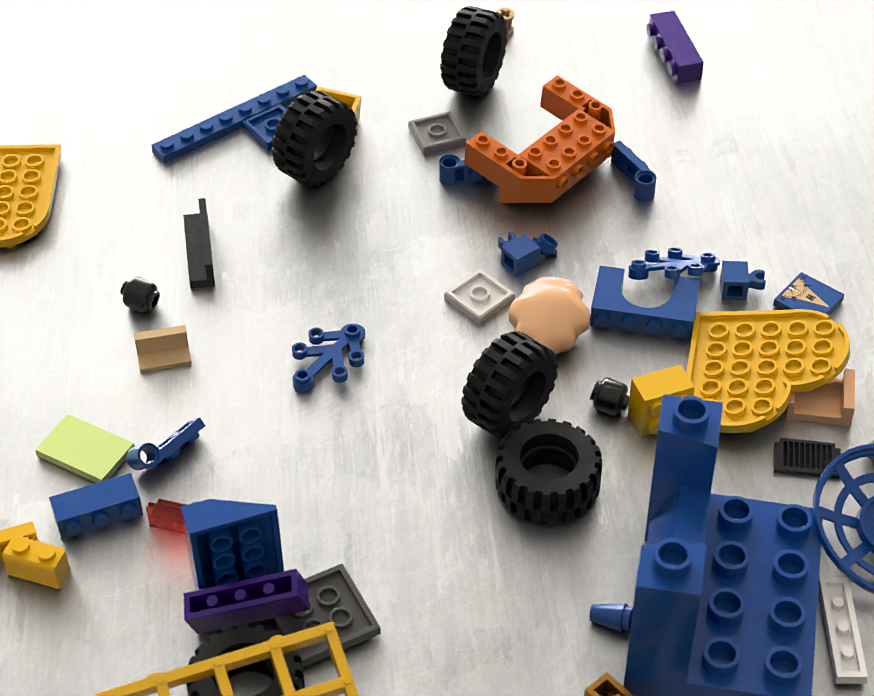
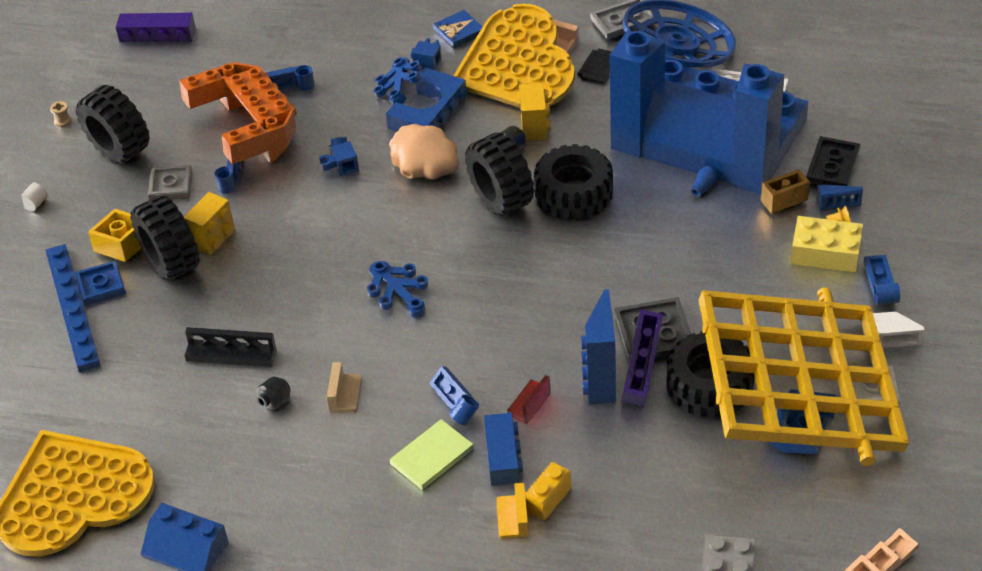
camera: 70 degrees left, 0 degrees up
(366, 172) = (210, 222): none -> yellow brick
(375, 42) = (34, 196): none -> white brick
(479, 296) = (371, 192): white tile -> none

